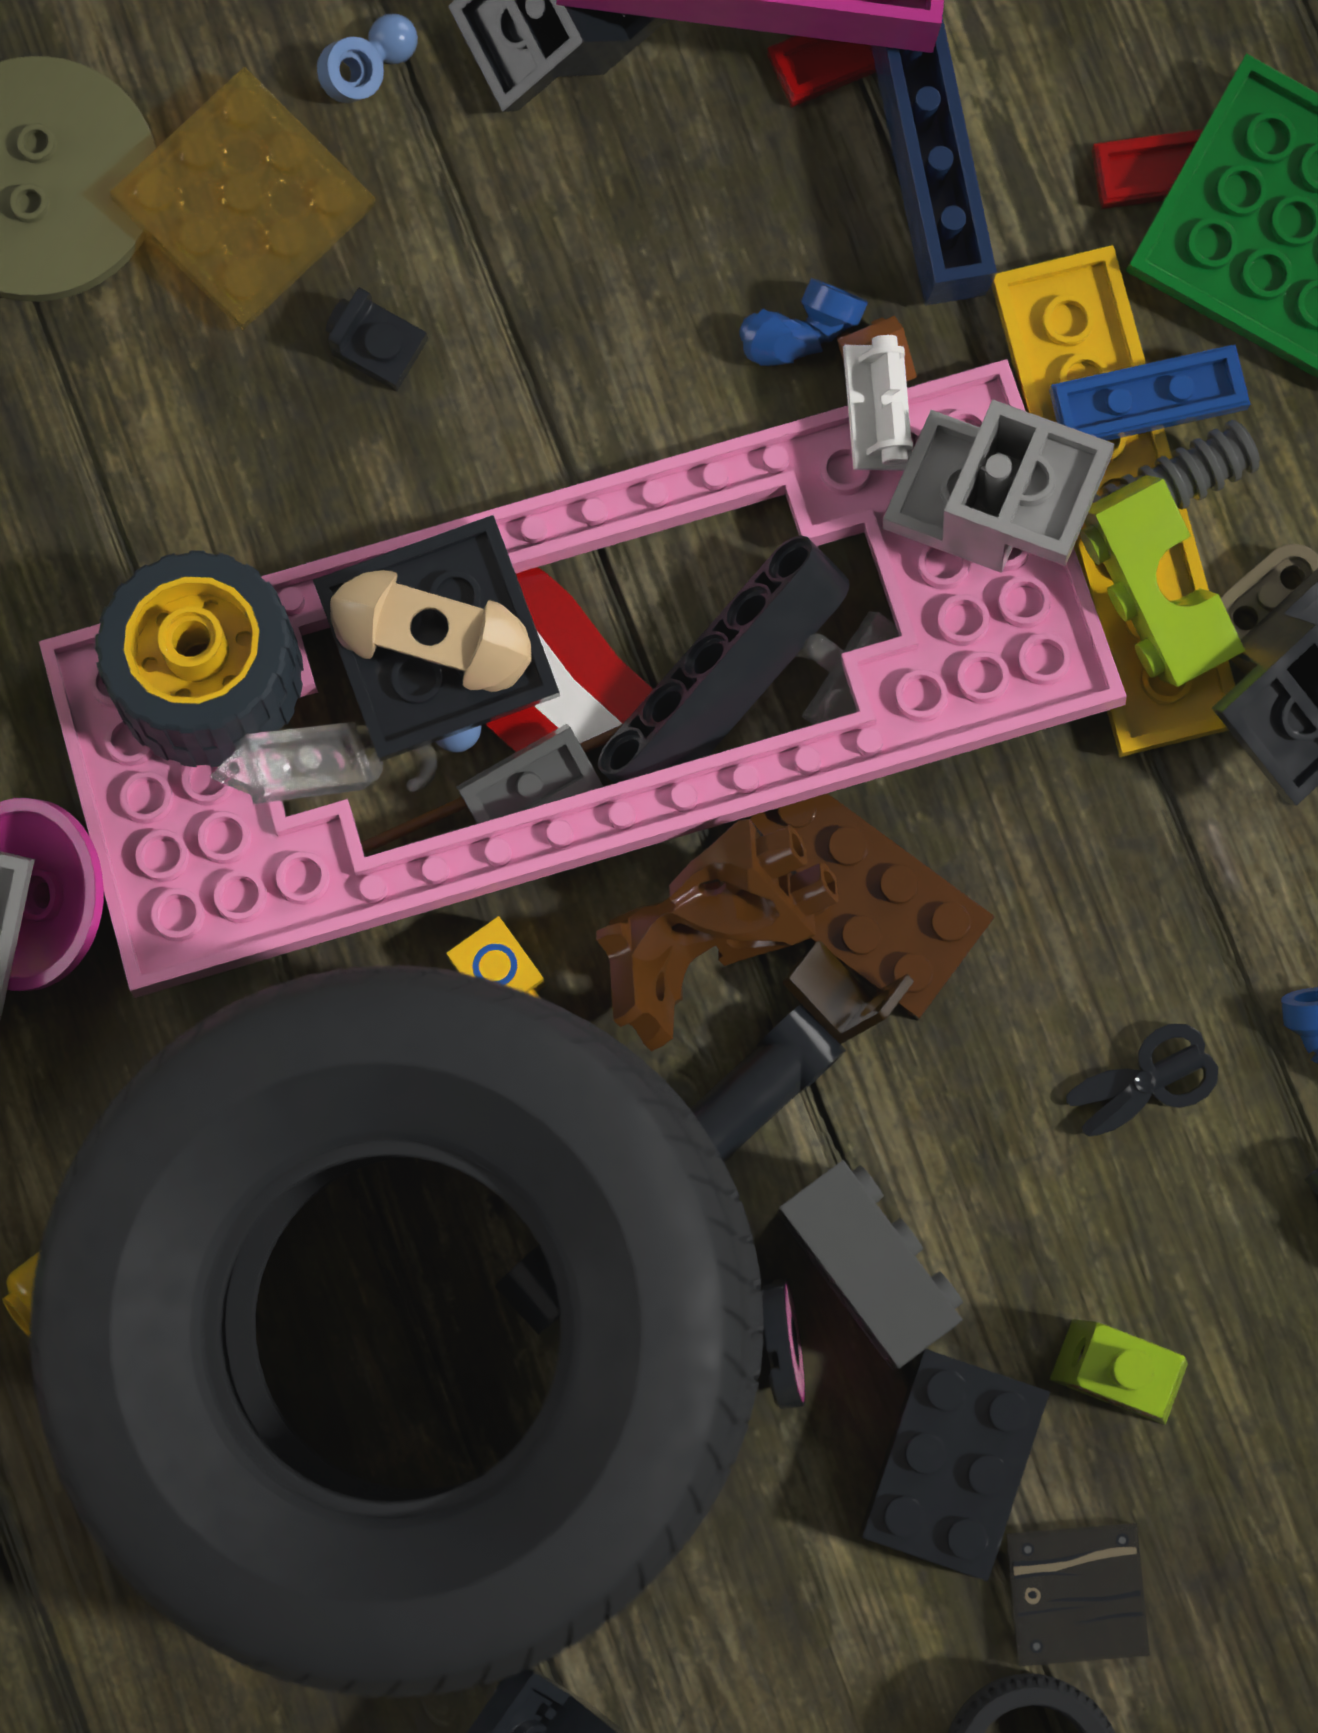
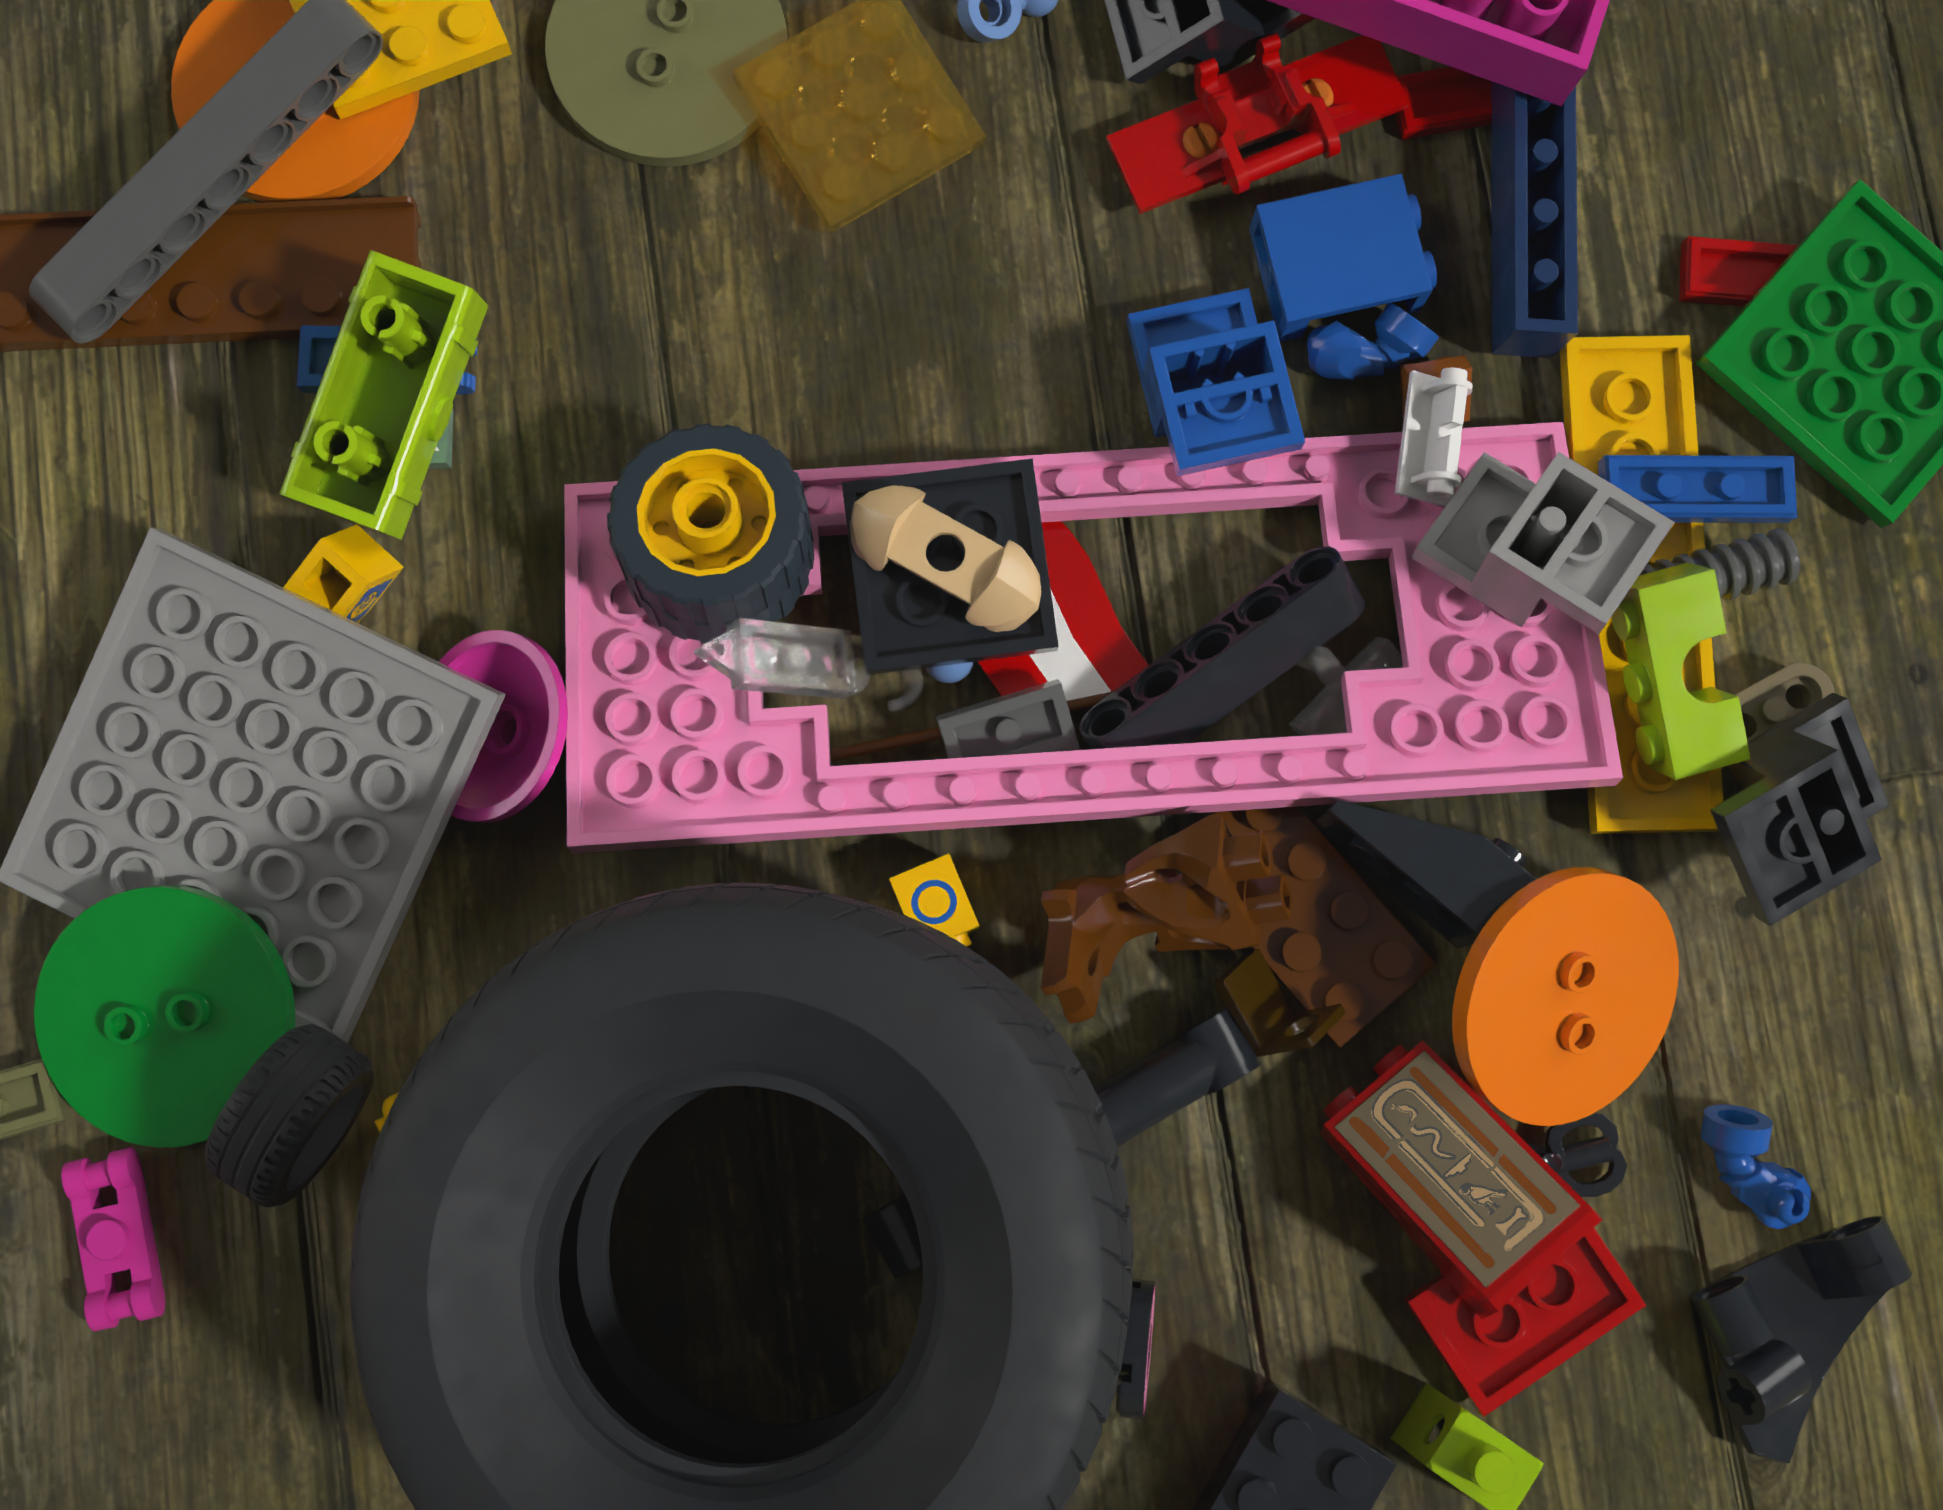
camera: 10 degrees right, 0 degrees up
(374, 339) = (953, 268): black bracket -> none
(631, 108) = (1249, 104): none -> red piece
(654, 397) = (1215, 382): none -> blue bracket
(754, 239) = (1341, 253): none -> blue panel
(871, 1263) = (1245, 1292): dark grey brick -> none
(971, 825) = (1435, 870): none -> black slope
(1050, 1113) = (1456, 1177): none -> slope
(1118, 917) = (1565, 996): none -> orange plate
(1146, 1219) = (1535, 1331): none -> red plate

